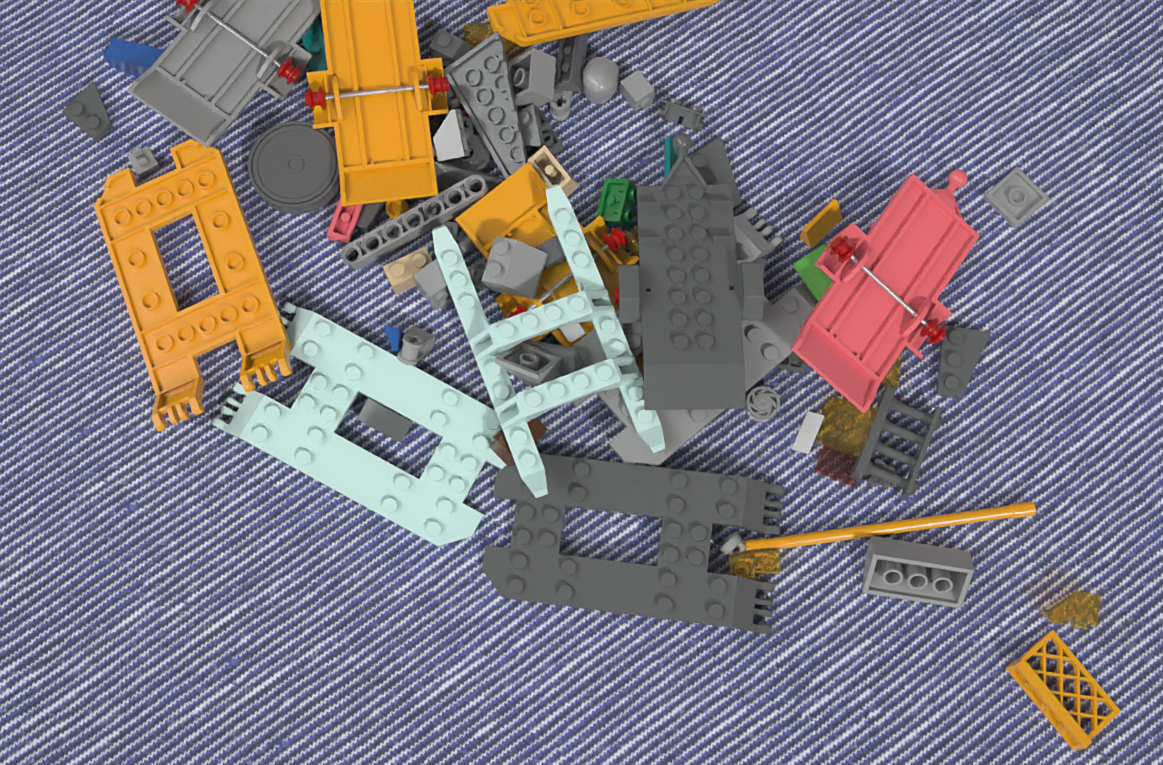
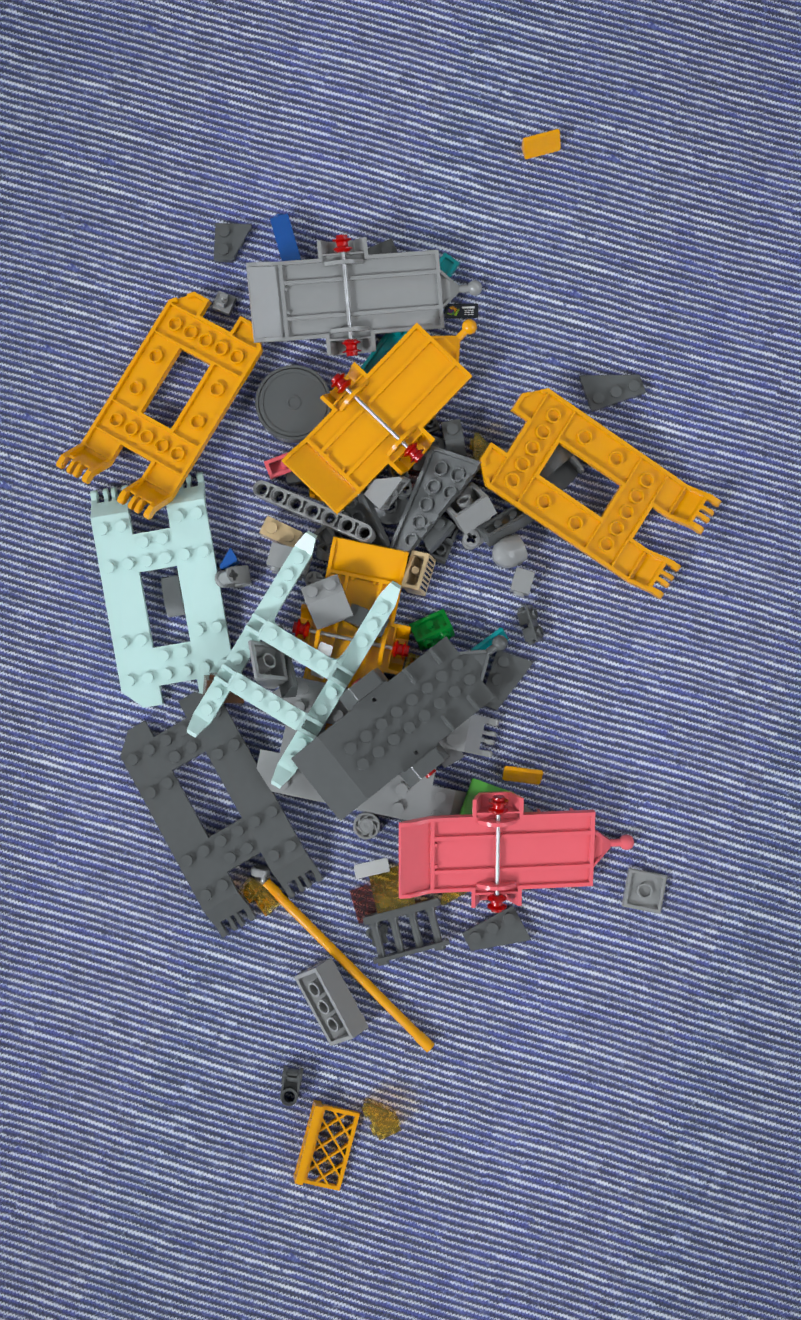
camera: 65 degrees right, 10 degrees up
(971, 674) = (291, 1082): none -> dark grey piece

